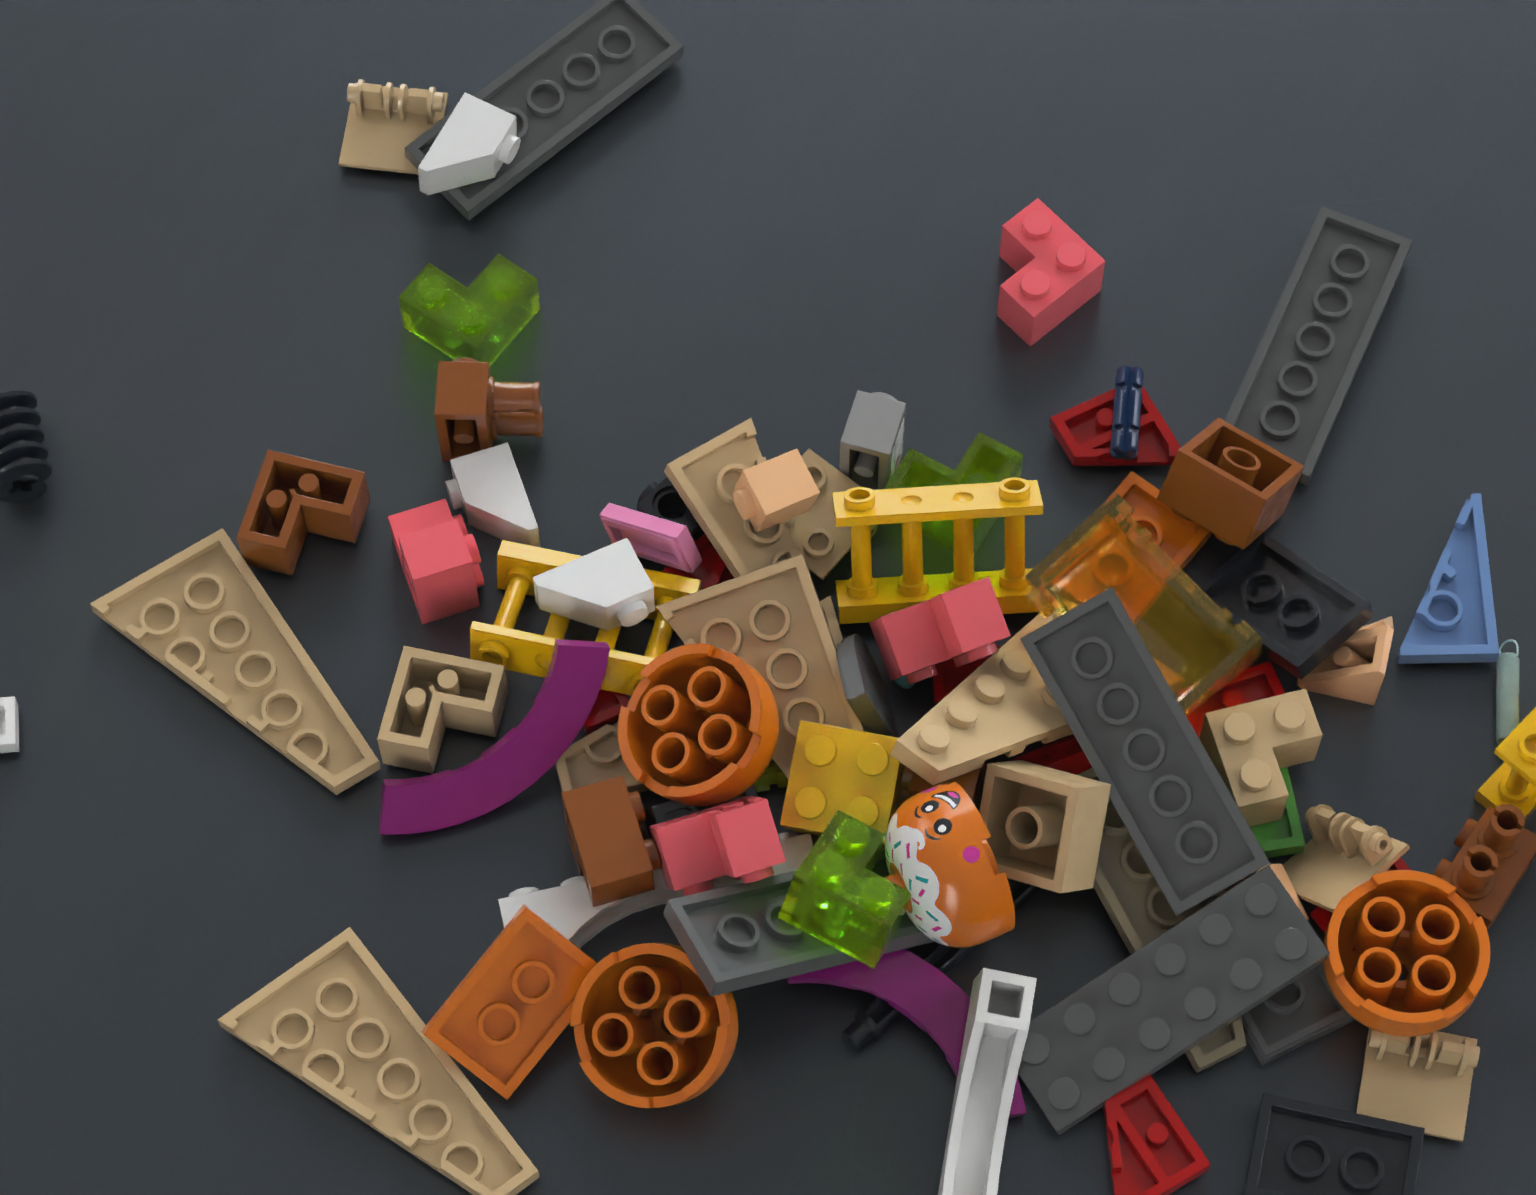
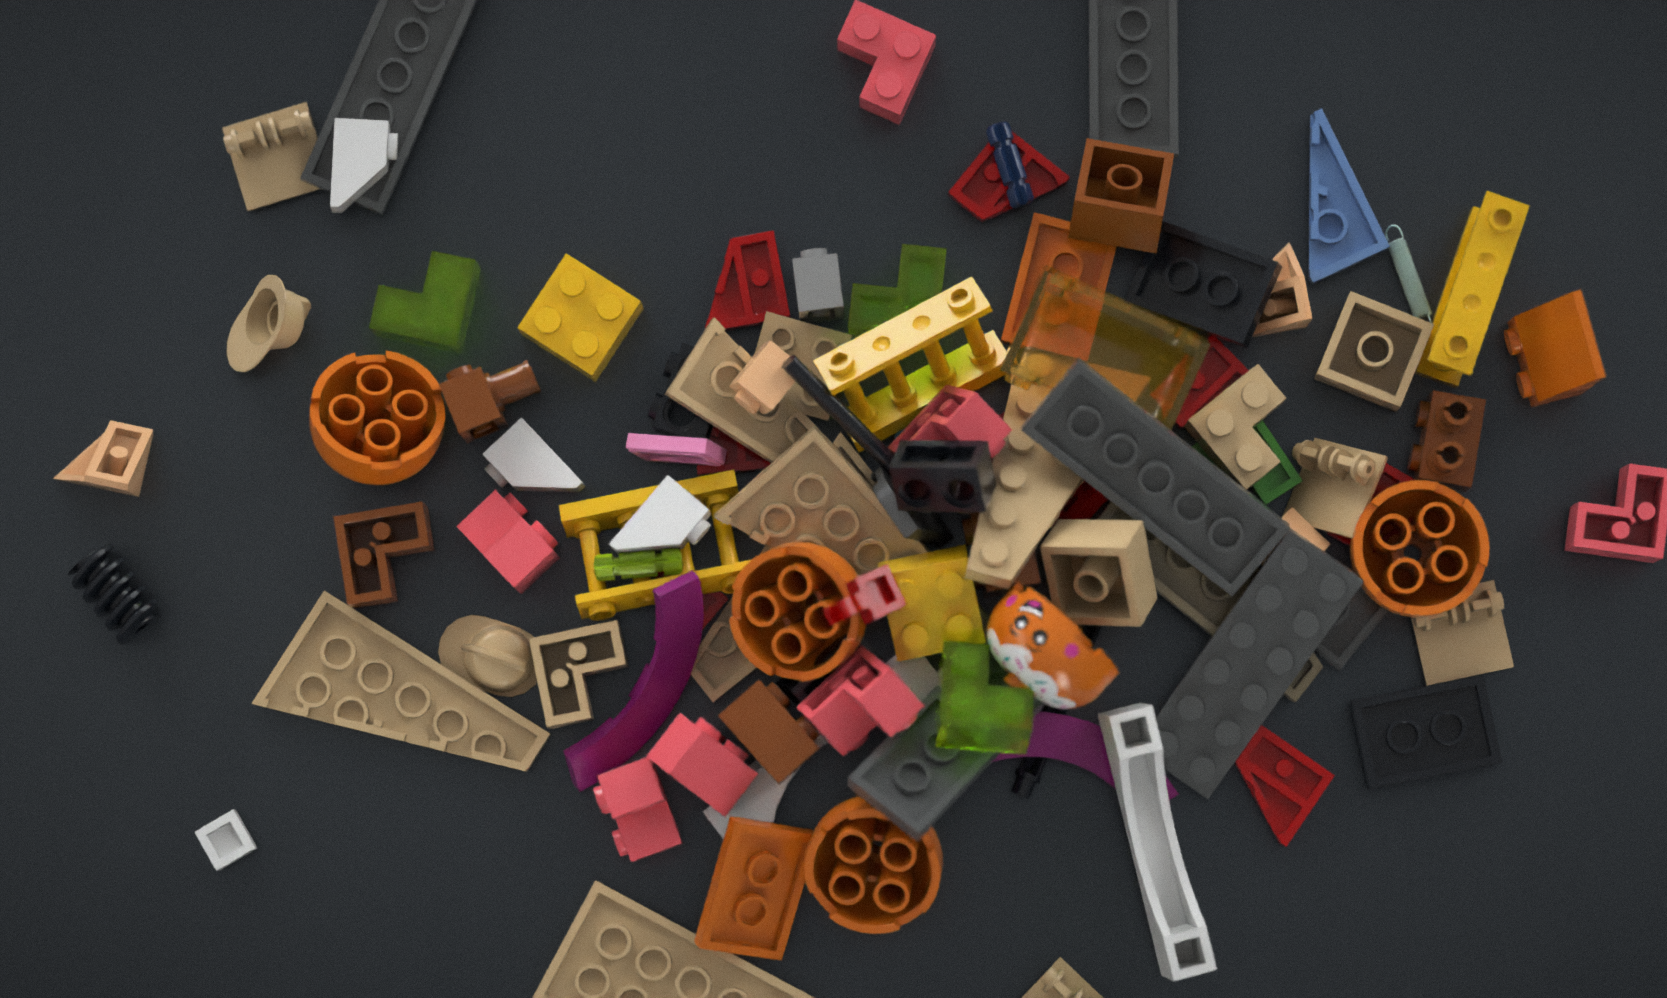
camera: 20 degrees left, 20 degrees up
(81, 331) = (113, 460): none -> light nougat slope
(307, 266) = (267, 322): none -> tan piece
(356, 665) = (489, 655): none -> tan piece
(360, 380) = (377, 417): none -> orange cylinder
(436, 856) = (640, 809): none -> coral brick
(520, 838) = (702, 764): none -> coral brick
(552, 619) = (638, 564): none -> lime axle
(616, 382) = (580, 317): none -> yellow brick
(783, 726) = (870, 596): none -> plate
(807, 418) = (749, 283): none -> red wing
(842, 568) = (839, 412): none -> black bar
(915, 638) = (942, 476): none -> black brick
(1436, 744) = (1374, 351): none -> tan brick

